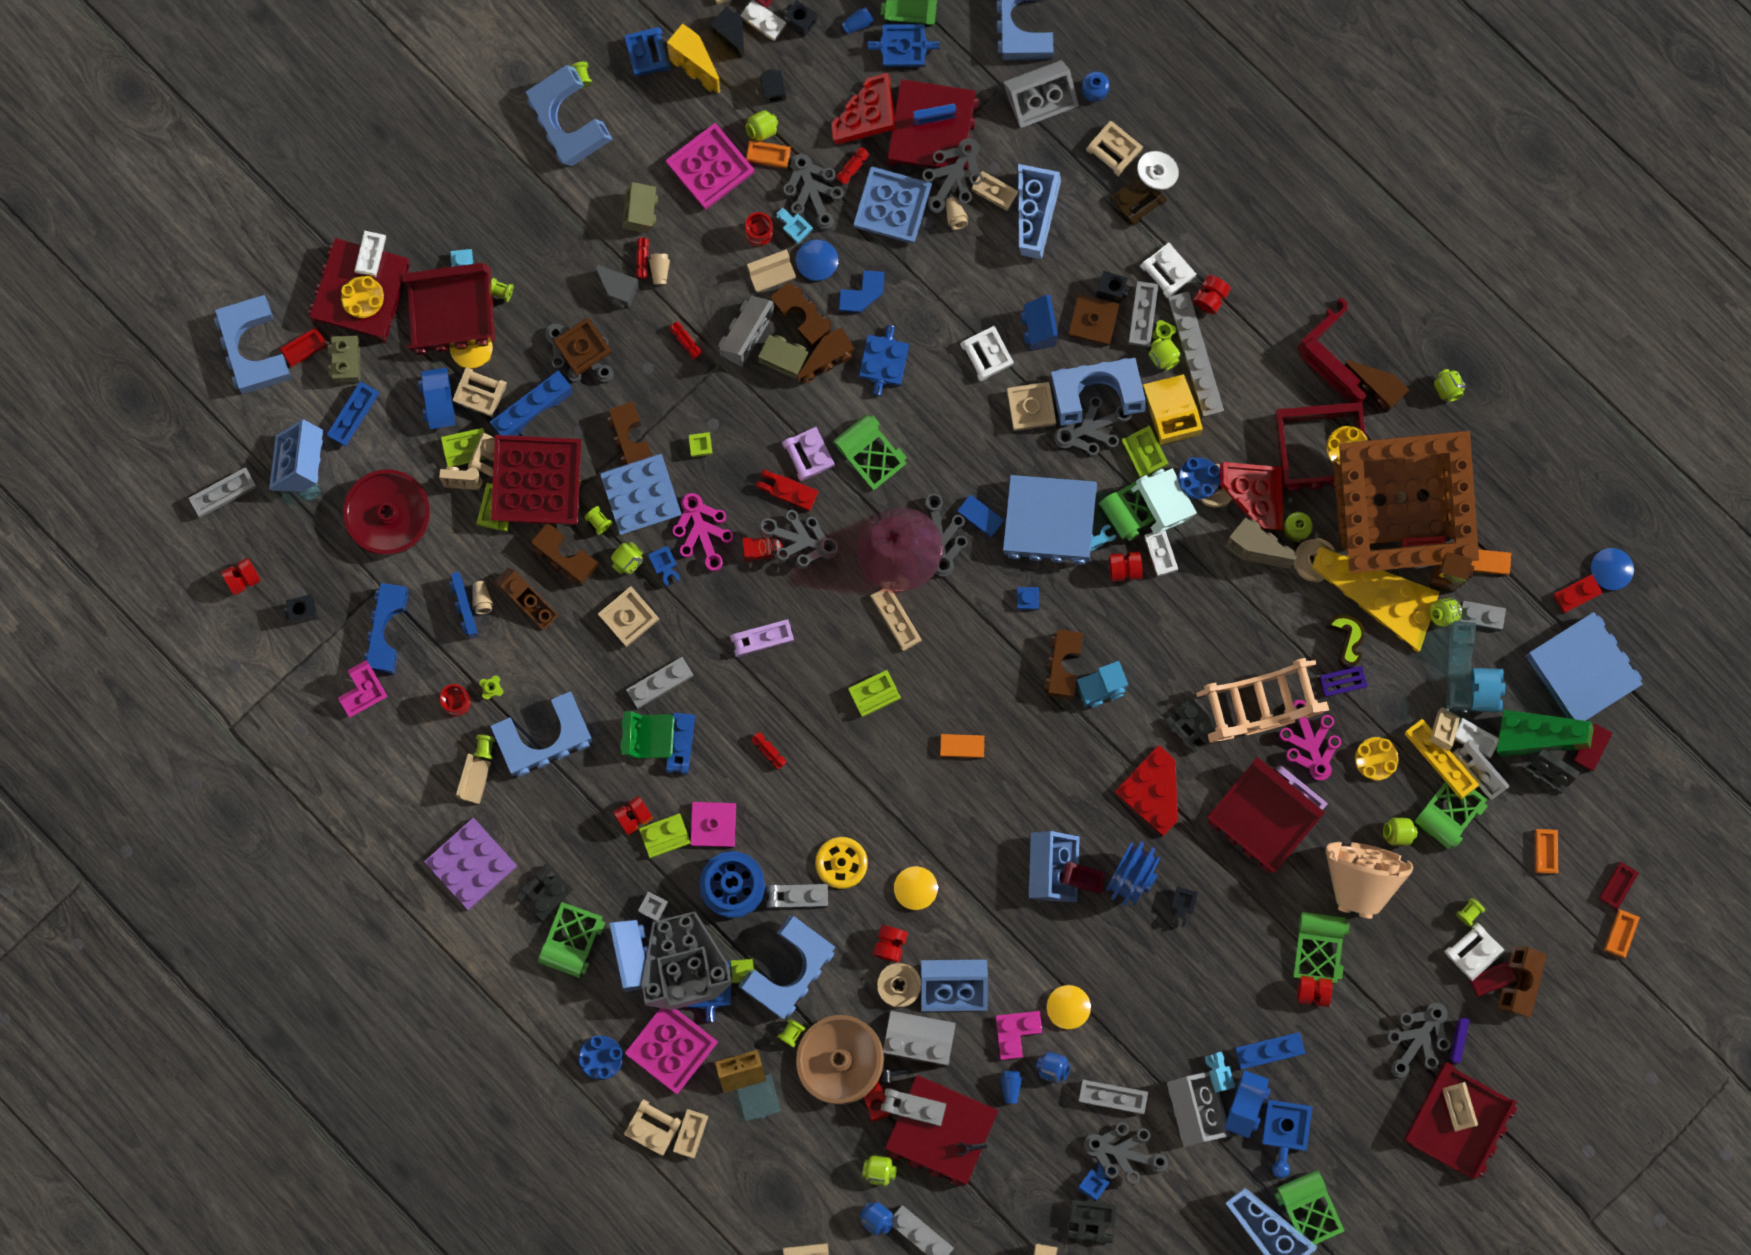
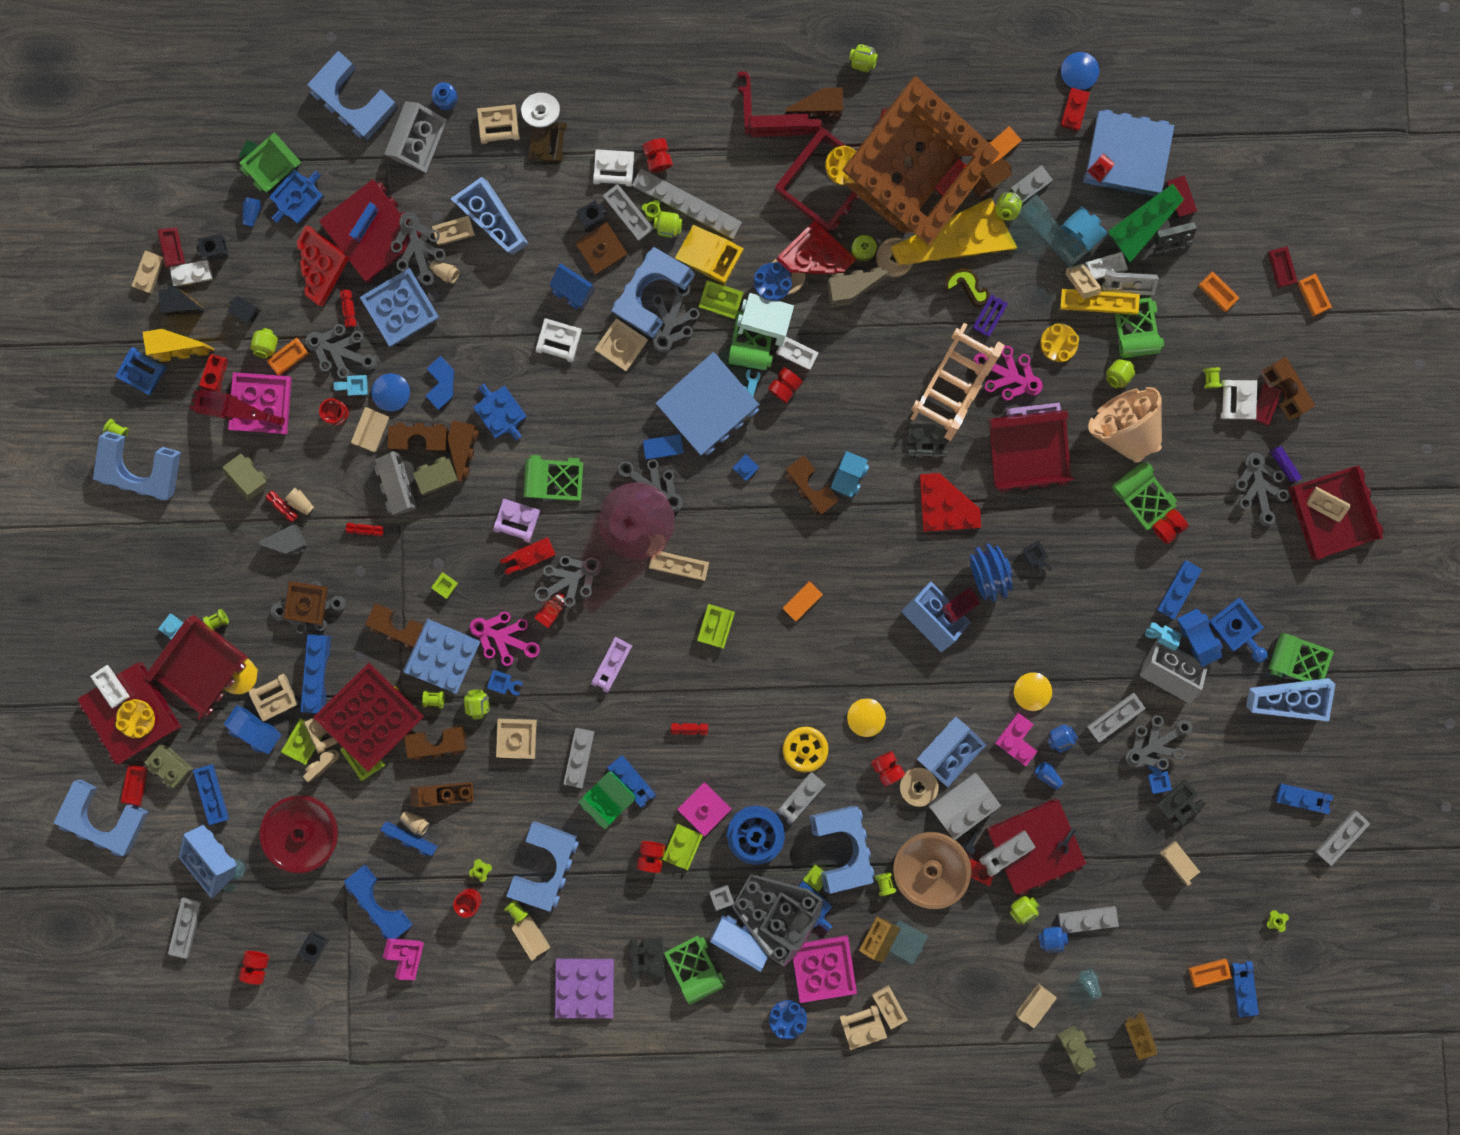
camera: 50 degrees left, 10 degrees up
(685, 140) = (229, 407): none -> dark red hinge
(699, 109) = (214, 373): none -> red leg
(1548, 653) = (1101, 167): none -> red leg

